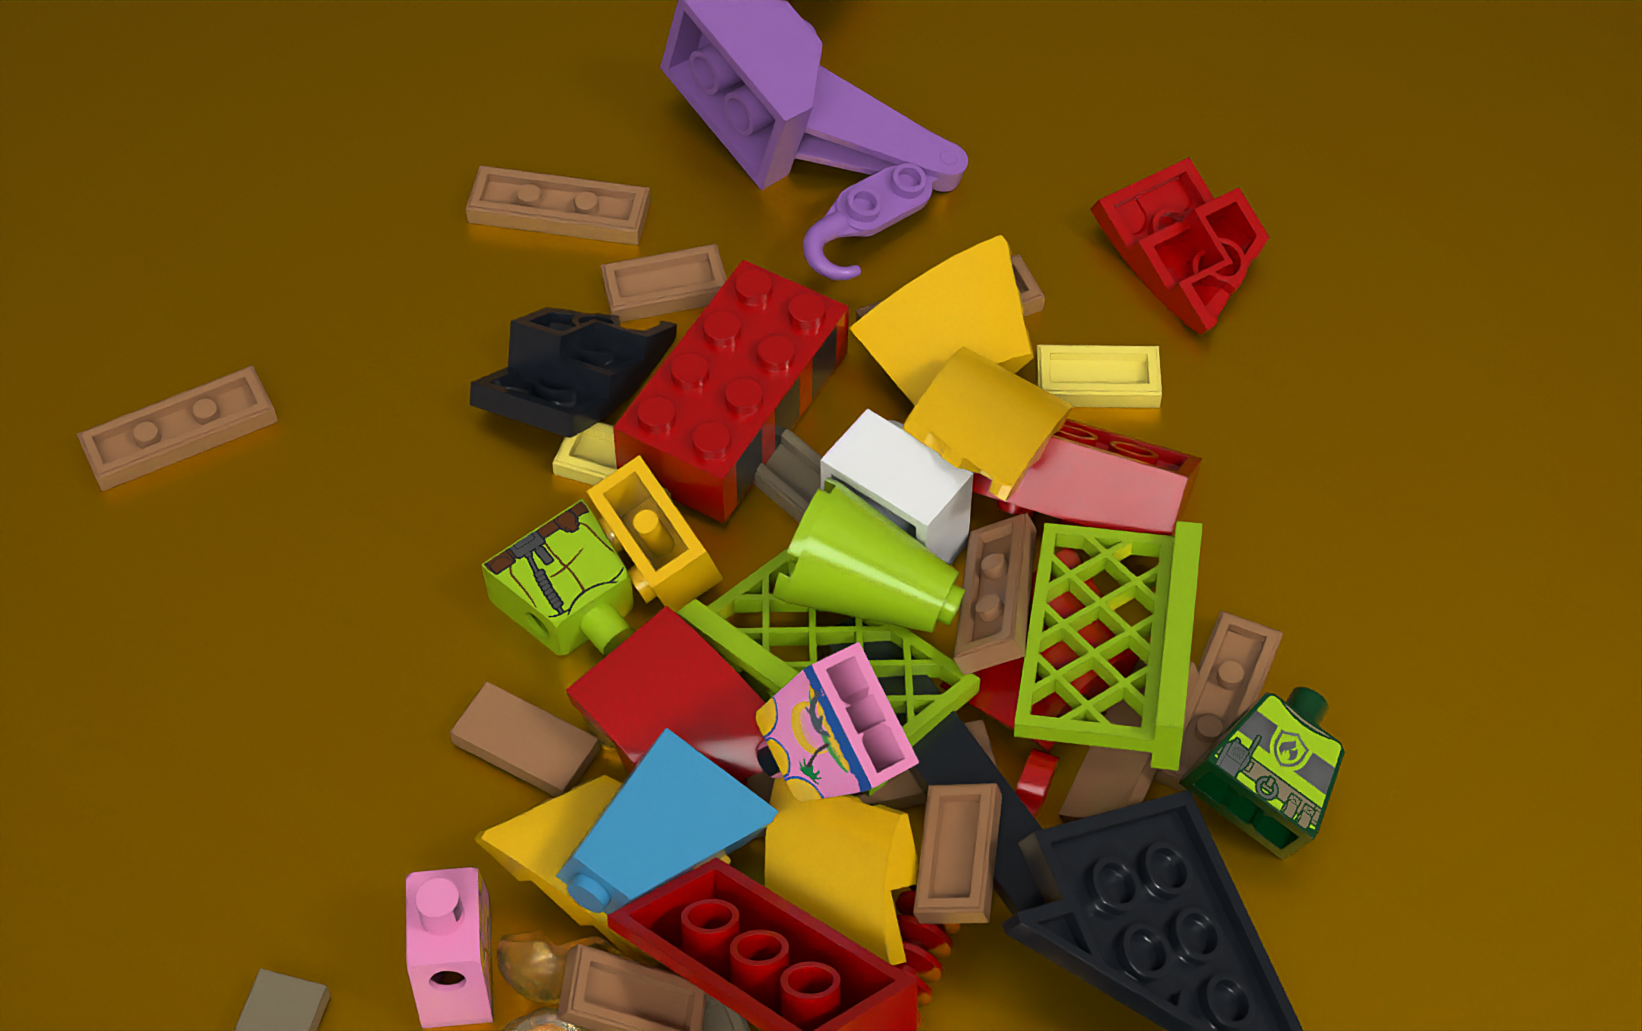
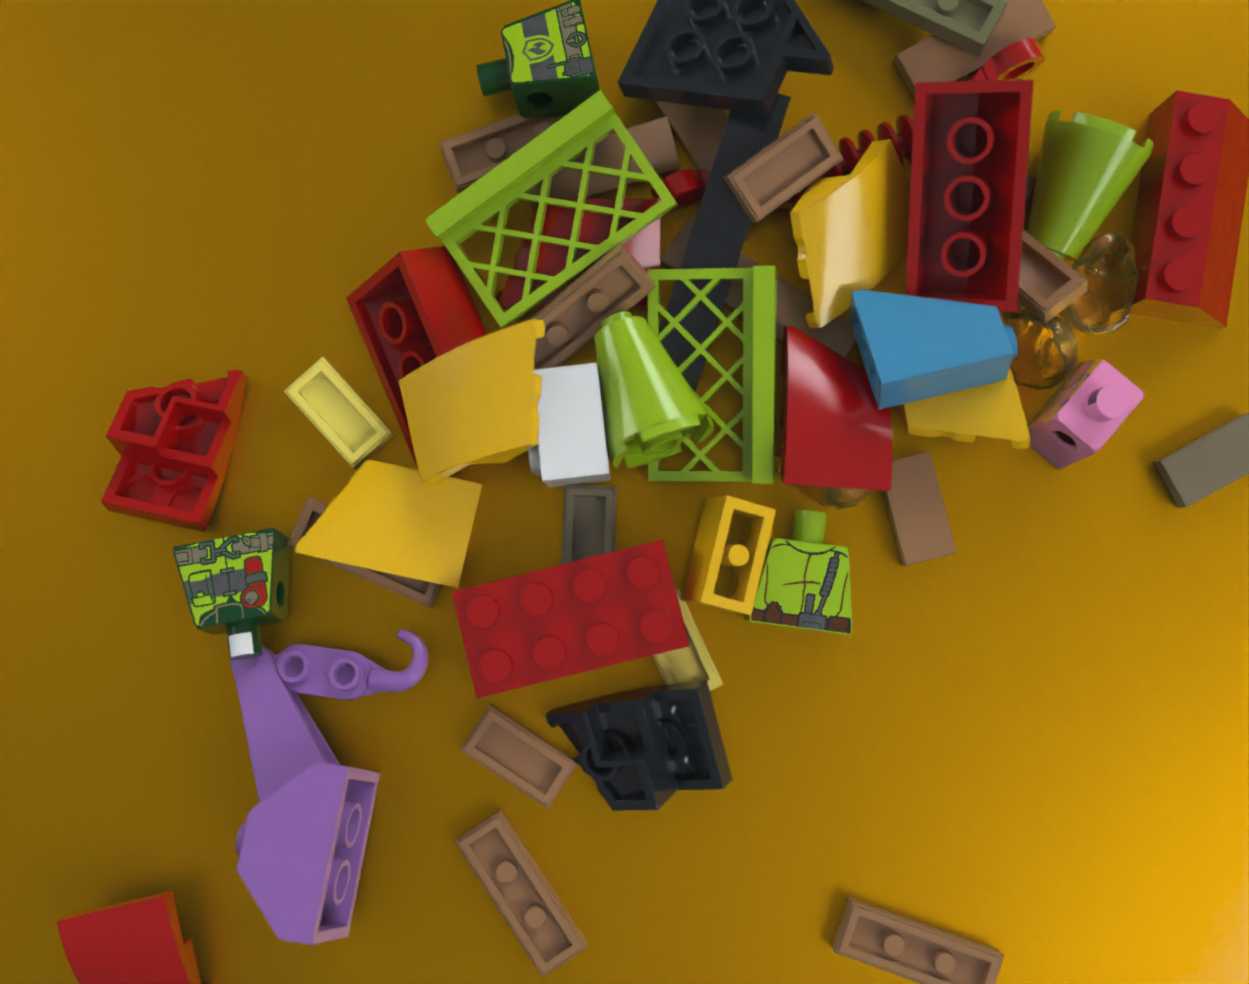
camera: 130 degrees left, 30 degrees up
(832, 730) = (791, 296): bright pink torso -> none
(1017, 188) = (237, 586): none -> torso

